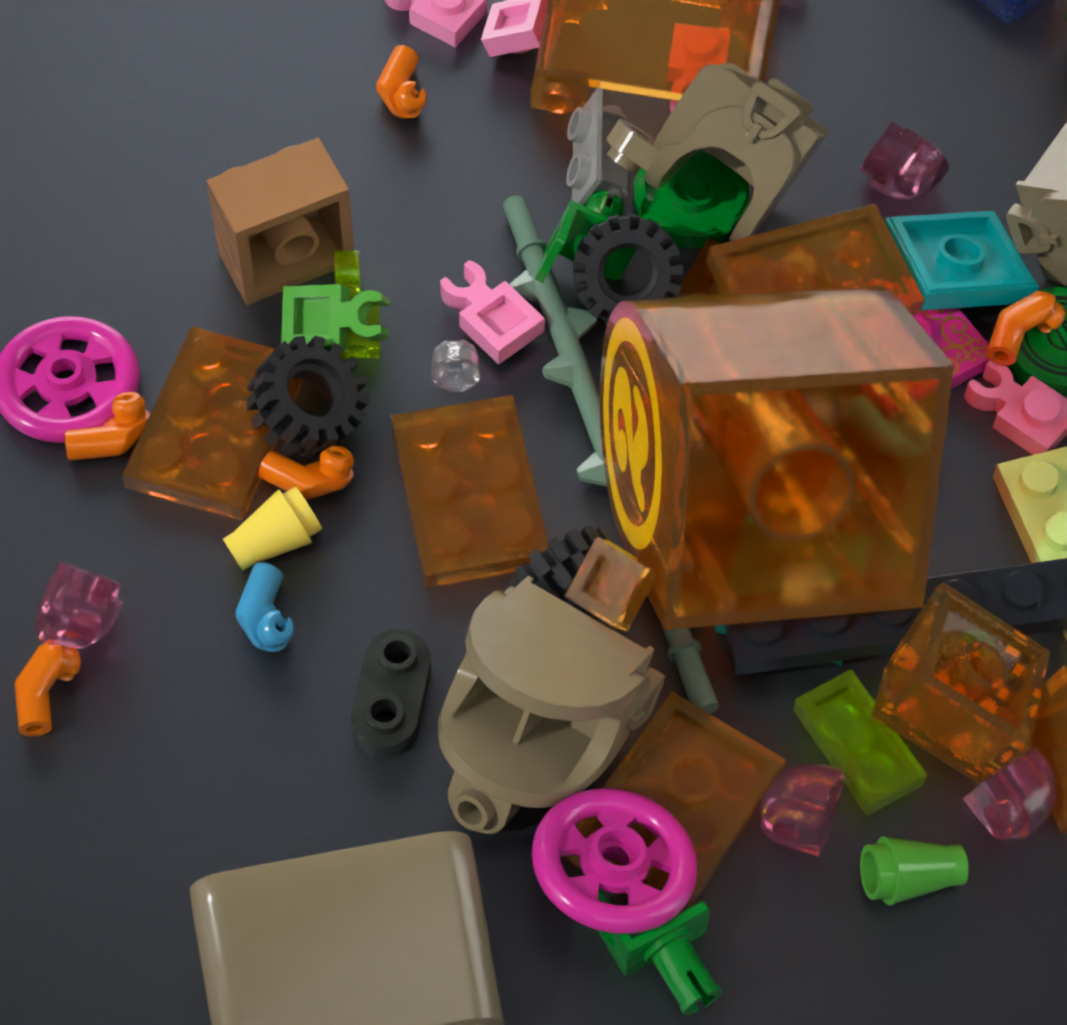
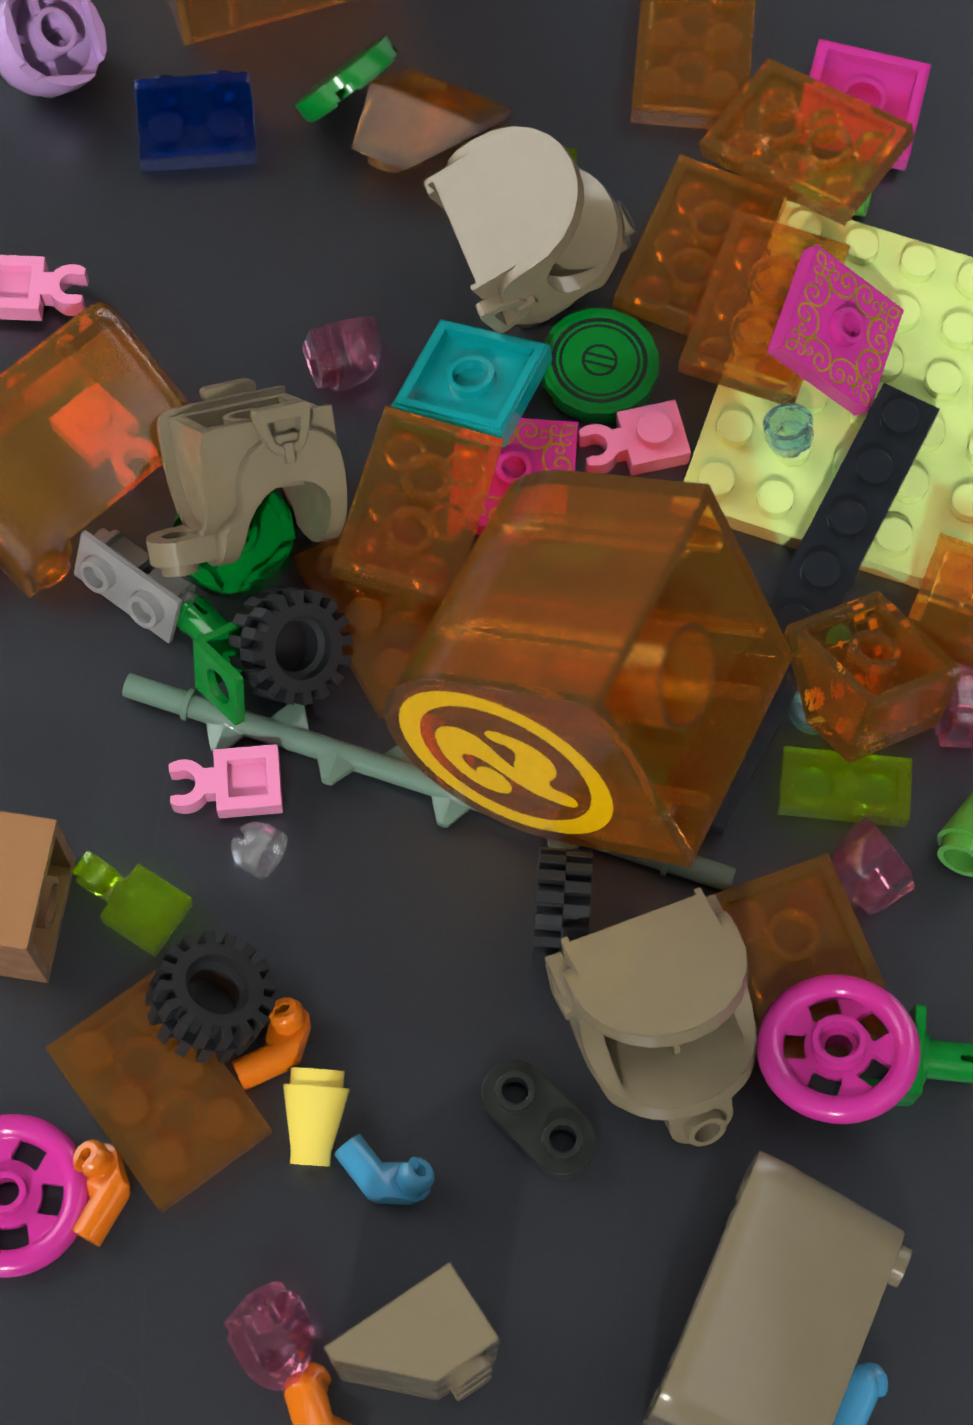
camera: 55 degrees left, 10 degrees up
(137, 685) = (421, 1342): none -> dark tan slope
(329, 314) = (145, 929): bright green plate -> none
(469, 489) = (389, 922): clear orange plate -> none
(611, 584) = (623, 879): clear orange plate -> none
(1012, 322) = (566, 383): orange arm -> none

